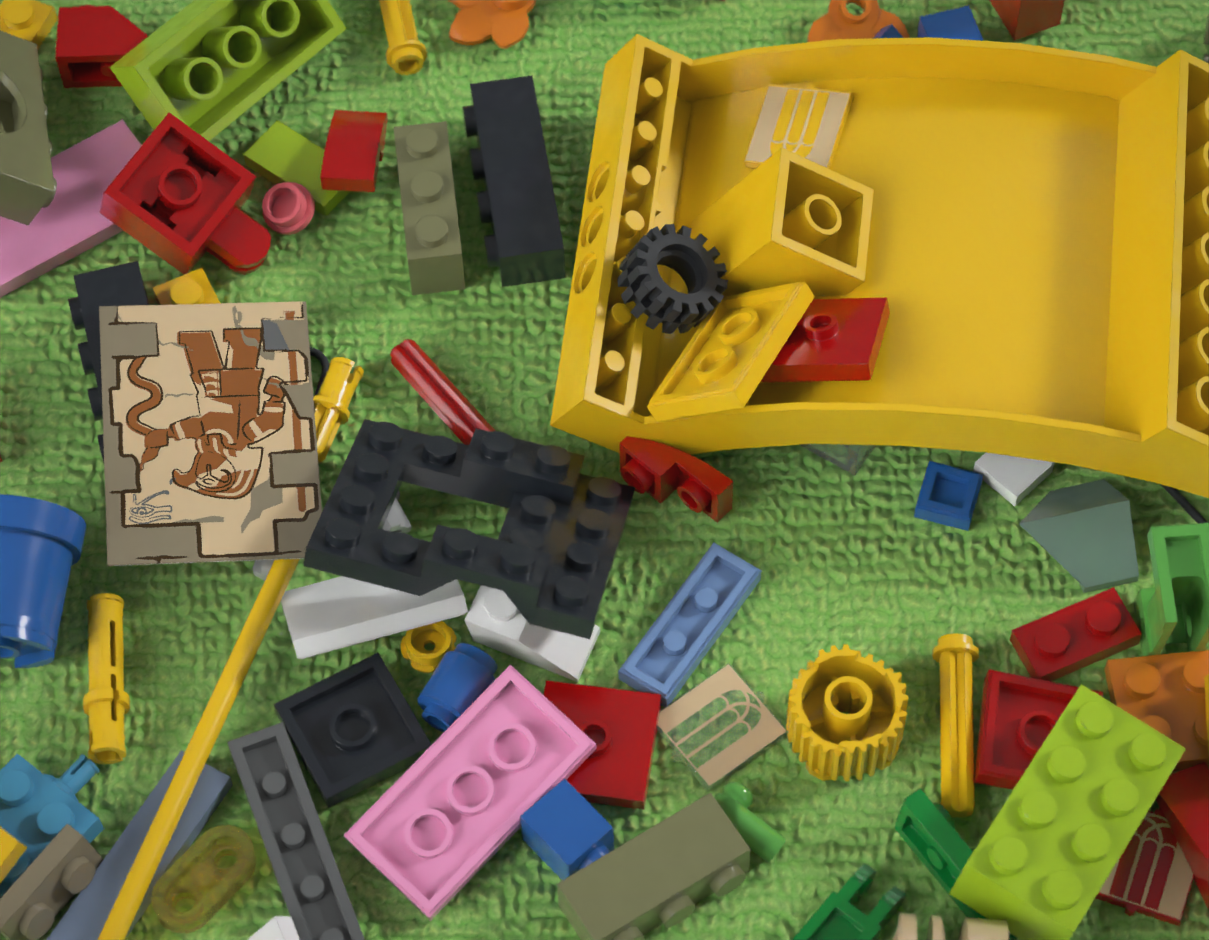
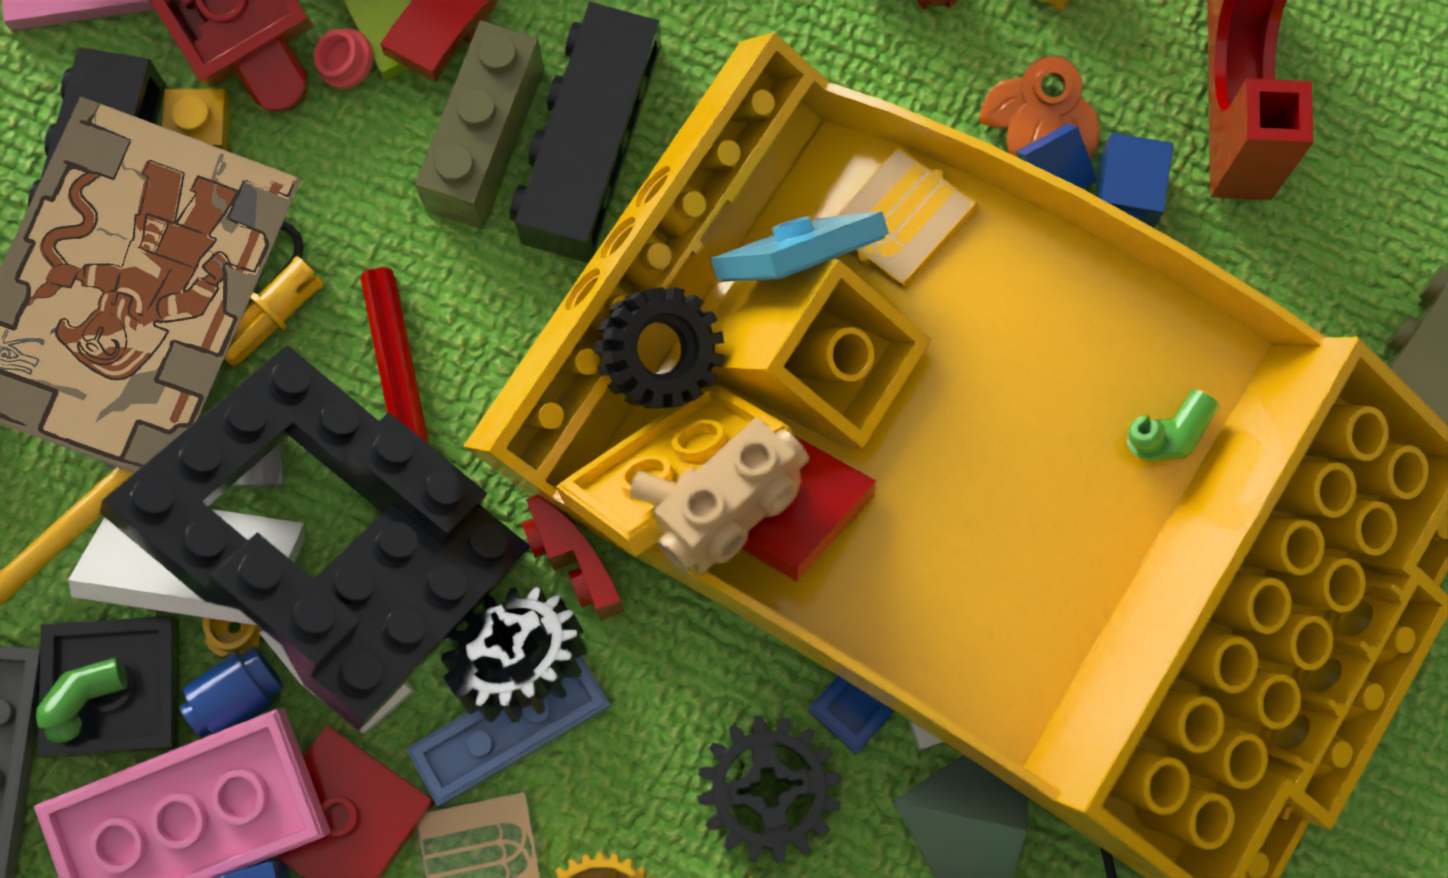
camera: 25 degrees right, 15 degrees up
(333, 733) = (60, 706): none -> bright green arm
(670, 558) = (545, 648): none -> black gear
(737, 164) = (799, 246): none -> medium azure plate
(791, 335) = (714, 507): none -> tan brick
(907, 588) = (764, 758): none -> black gear
(1086, 182) = (1175, 436): none -> bright green arm

